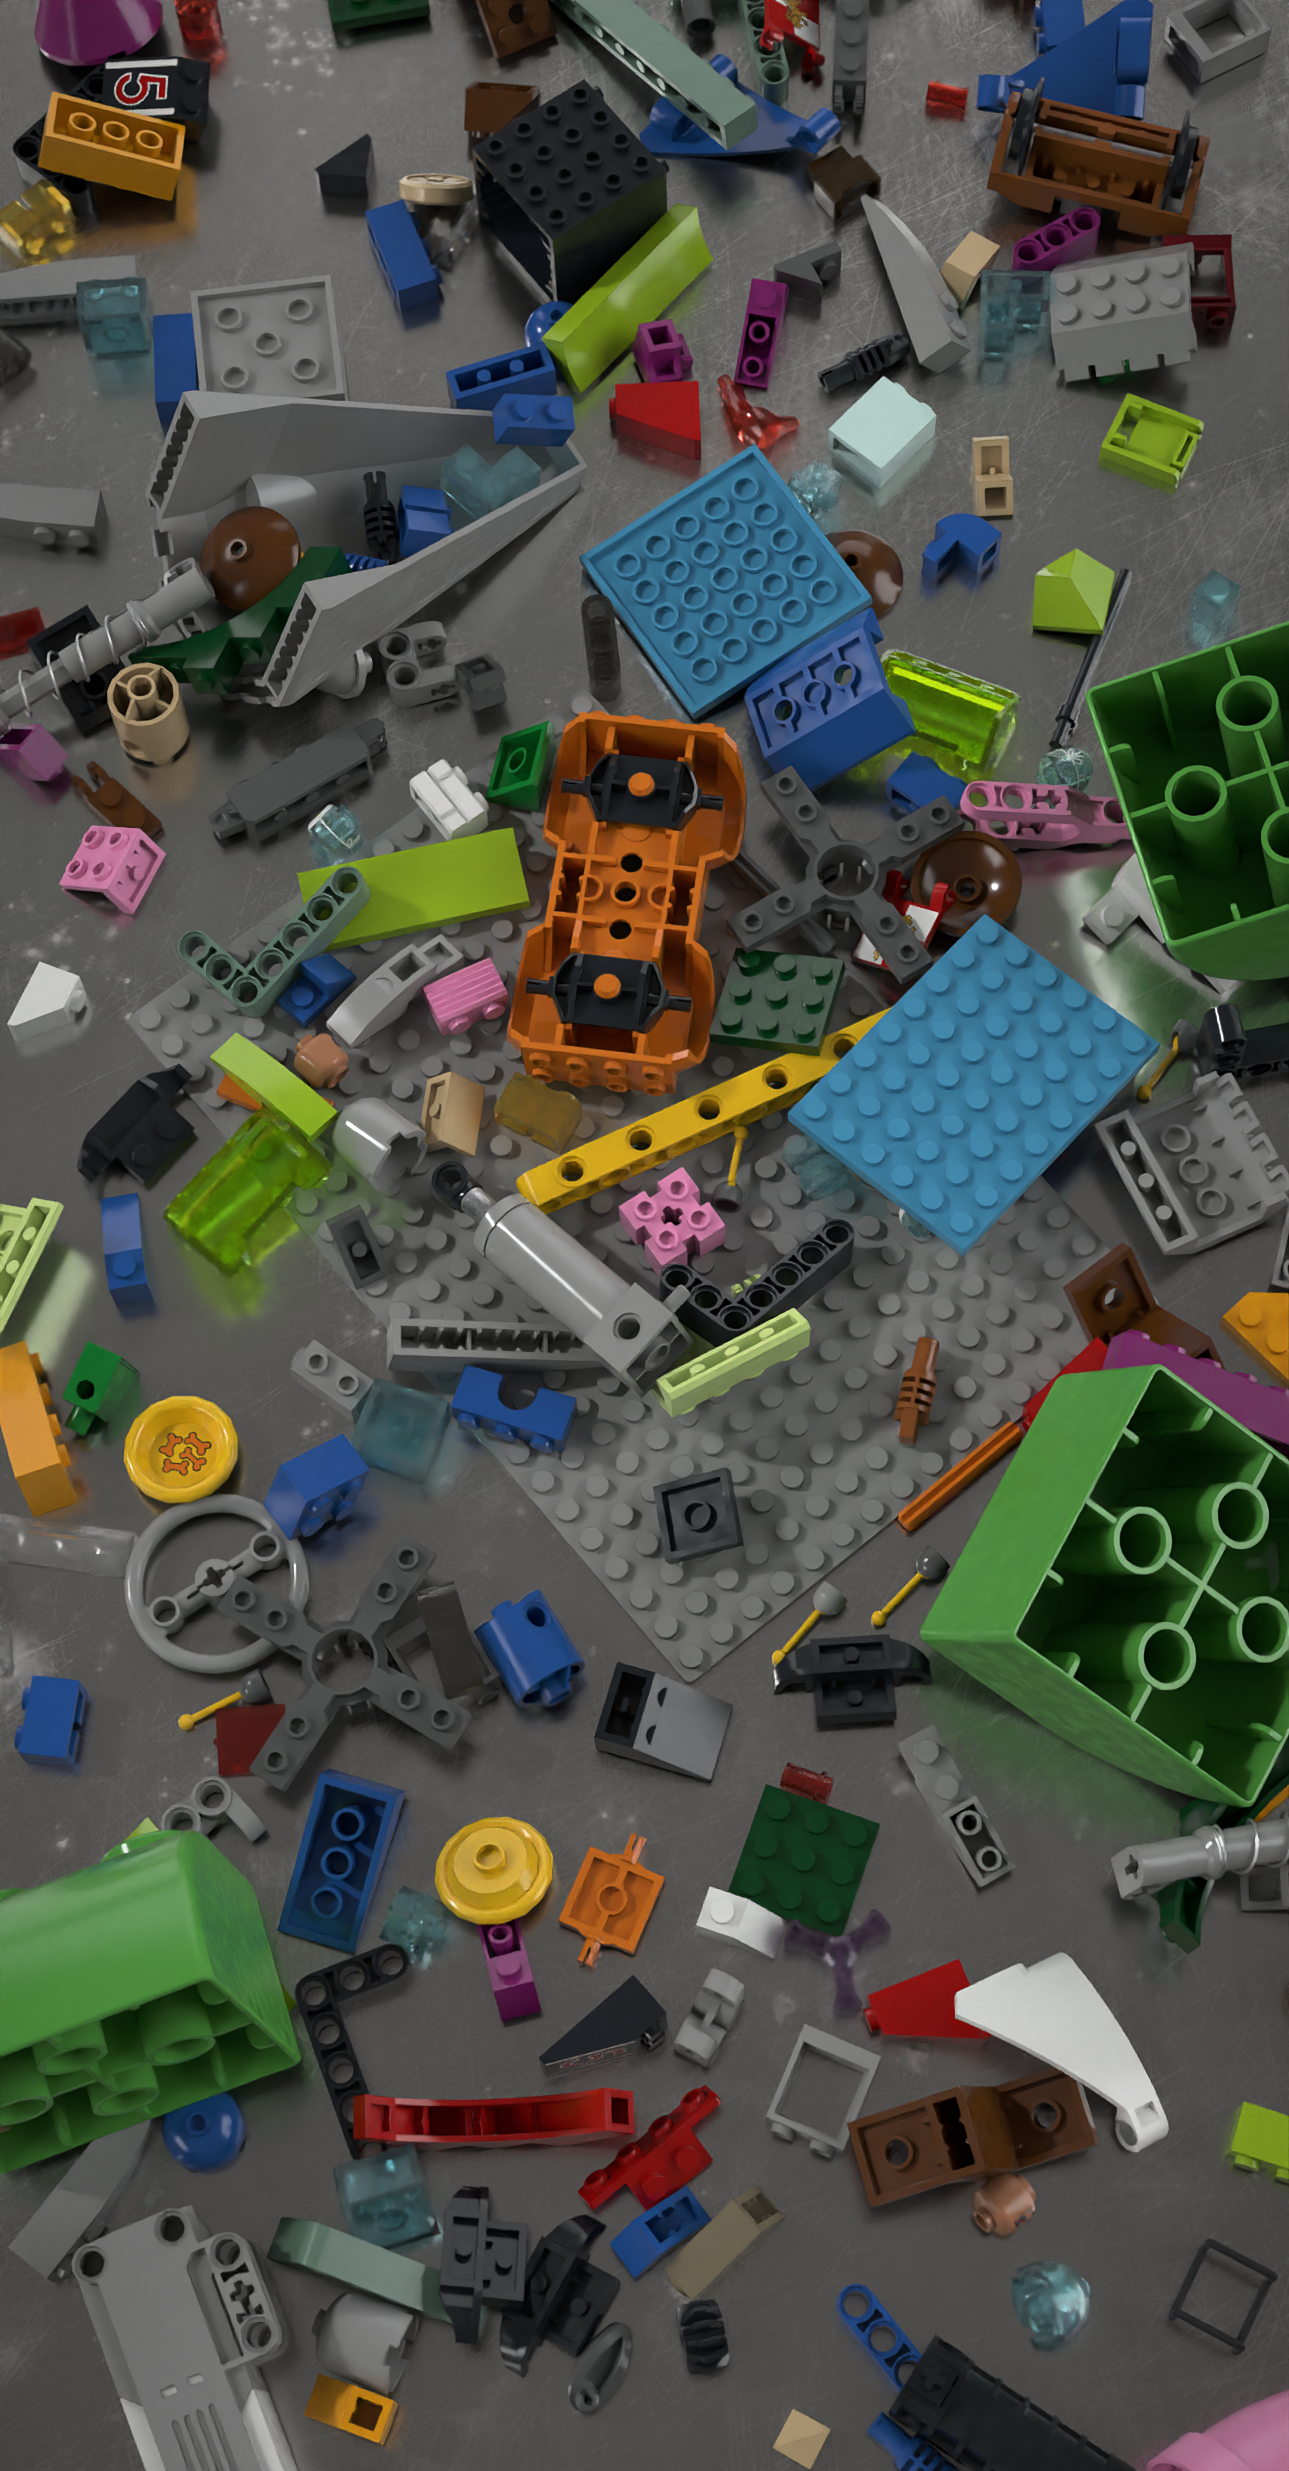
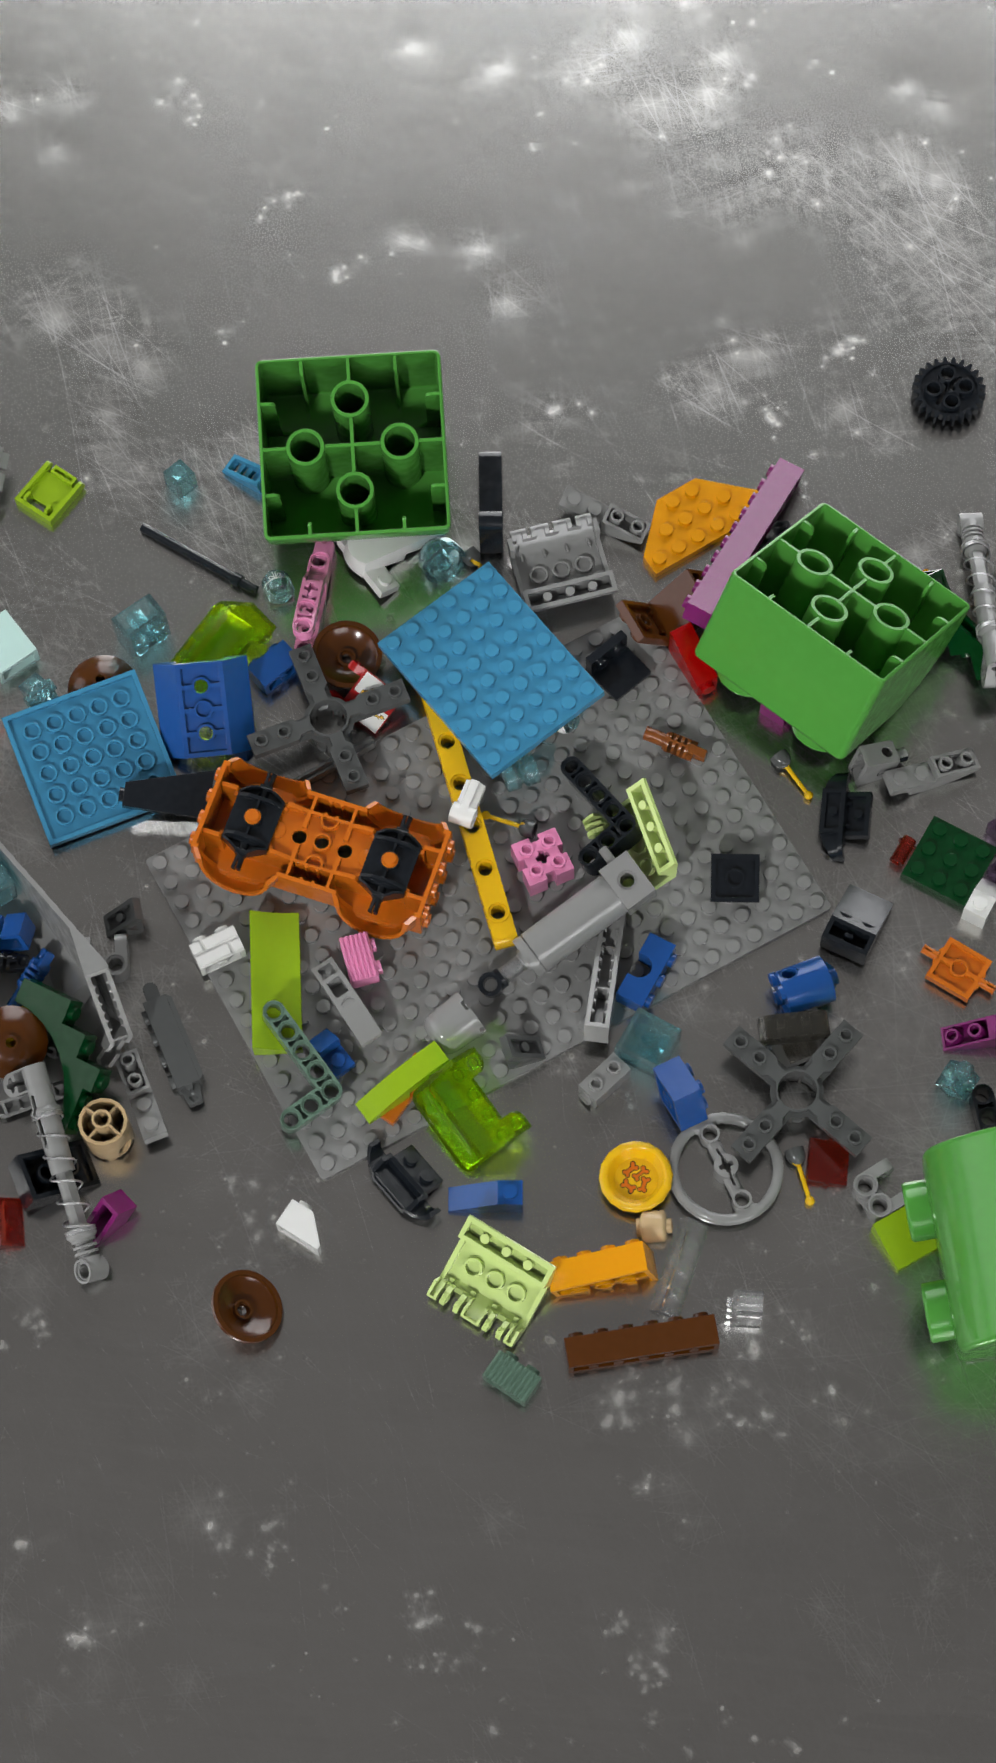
camera: 80 degrees left, 0 degrees up
(51, 1711) = (799, 1279): blue piece -> none
(100, 1375) = (575, 1220): green torso -> none
(109, 1491) = (653, 1226): none -> tan head
(115, 802) = (162, 1166): reddish brown hinge -> none
(116, 863) = (207, 1174): bright pink bracket -> none
(215, 757) = (141, 1096): none -> light grey slope
(321, 1060) = (386, 1055): nougat head -> none
(334, 831) = (217, 1027): clear light blue head -> none
(340, 1859) = (907, 1114): blue slope -> none
(452, 1113) = (437, 982): tan panel -> none
(493, 1870) = (932, 1031): yellow piece -> none
(523, 767) = (202, 900): green slope -> none
(533, 1106) = (445, 931): clear yellow piece -> none
(601, 633) = (111, 836): clear smoke beam -> none
(677, 676) = (170, 795): none -> black slope
(724, 1087) = (466, 808): none -> white piece
(777, 1001) = (406, 775): dark green plate -> none
(827, 1602) = (794, 821): hinge -> none
(949, 595) = (141, 626): none -> clear light blue brick
(950, 1697) = (873, 760): none -> light grey torso
(960, 1476) = (729, 734): orange axle -> none
(961, 538) = (97, 613): blue brick -> none
(992, 476) = (58, 590): tan slope -> none
(1032, 1278) = (616, 666): none -> black bracket
(1072, 595) = (154, 559): lime slope -> none
(1164, 989) = (441, 559): none -> clear light blue cylinder

